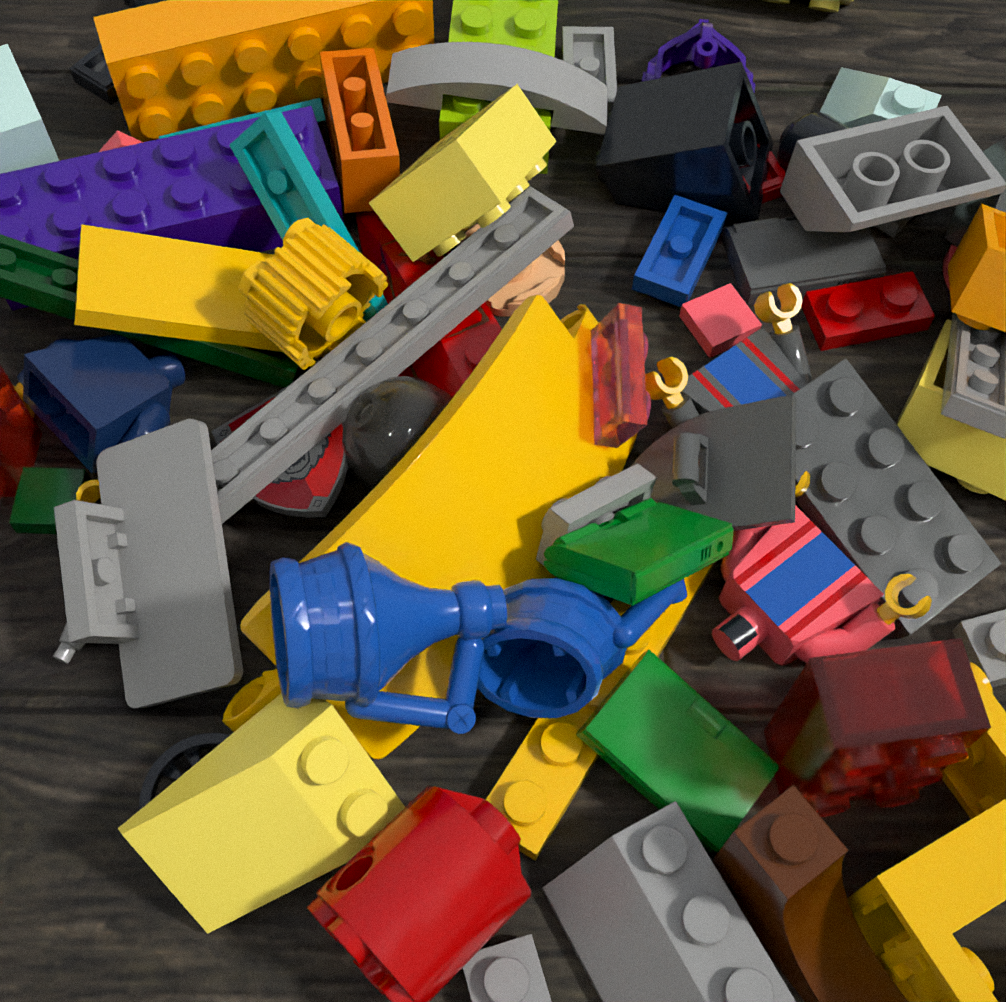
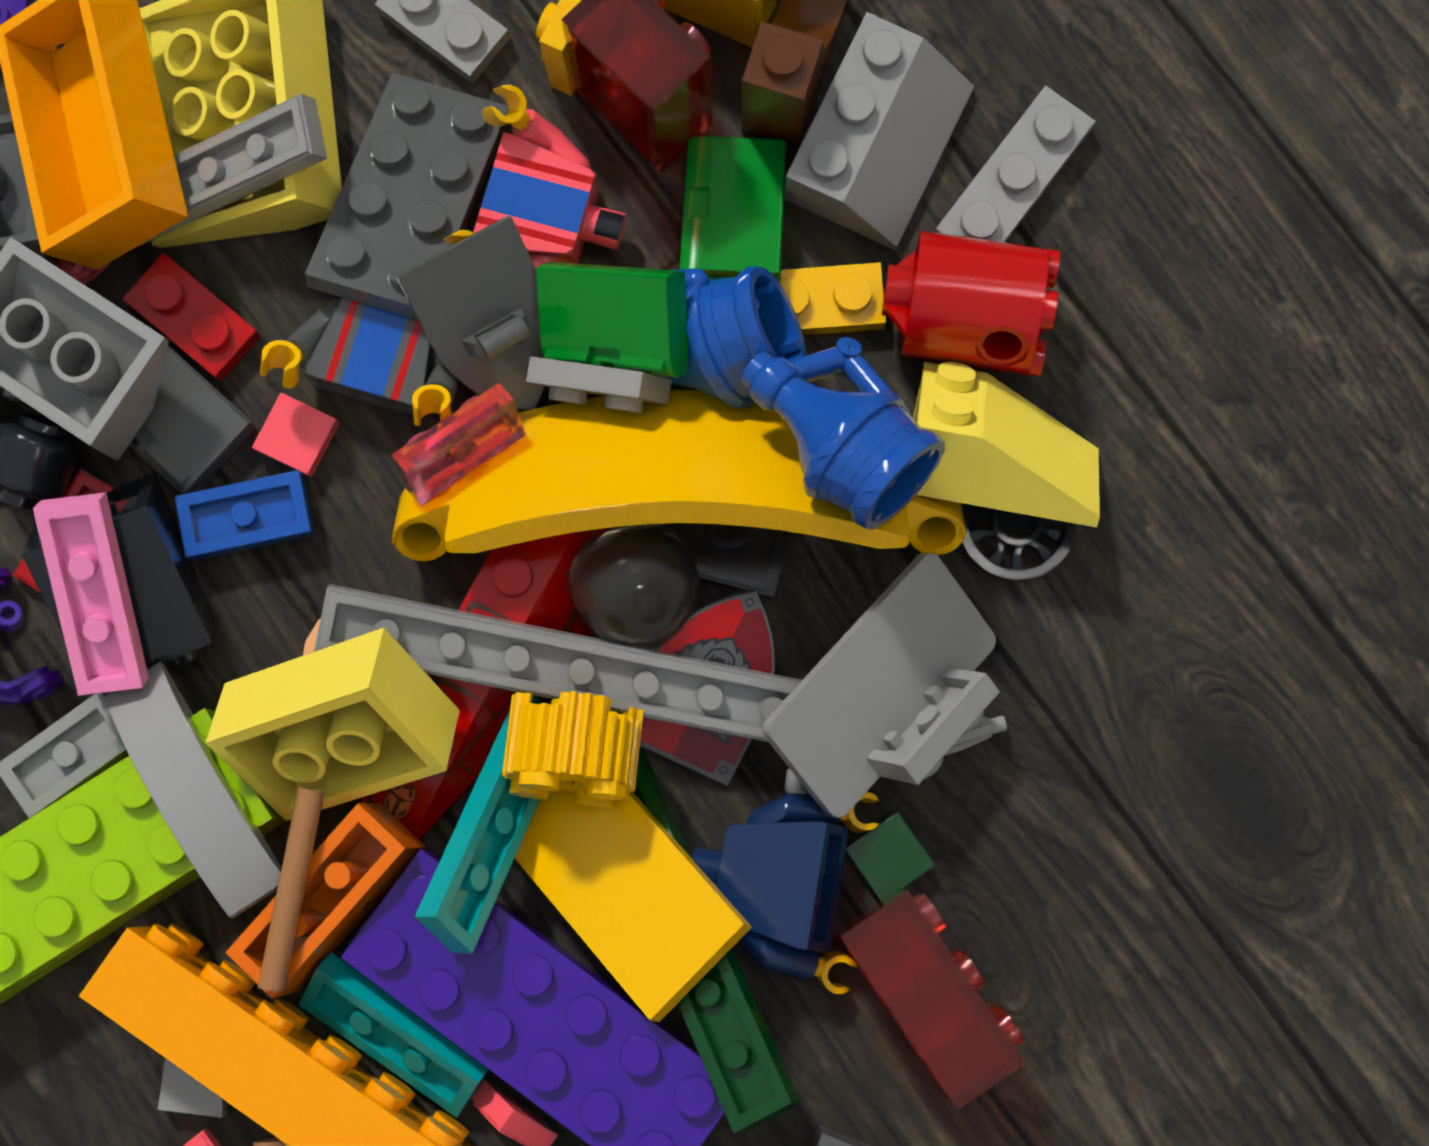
camera: 120 degrees left, 20 degrees up
(378, 89) = (291, 889): none -> medium nougat bar
(683, 82) = (91, 593): none -> bright pink plate

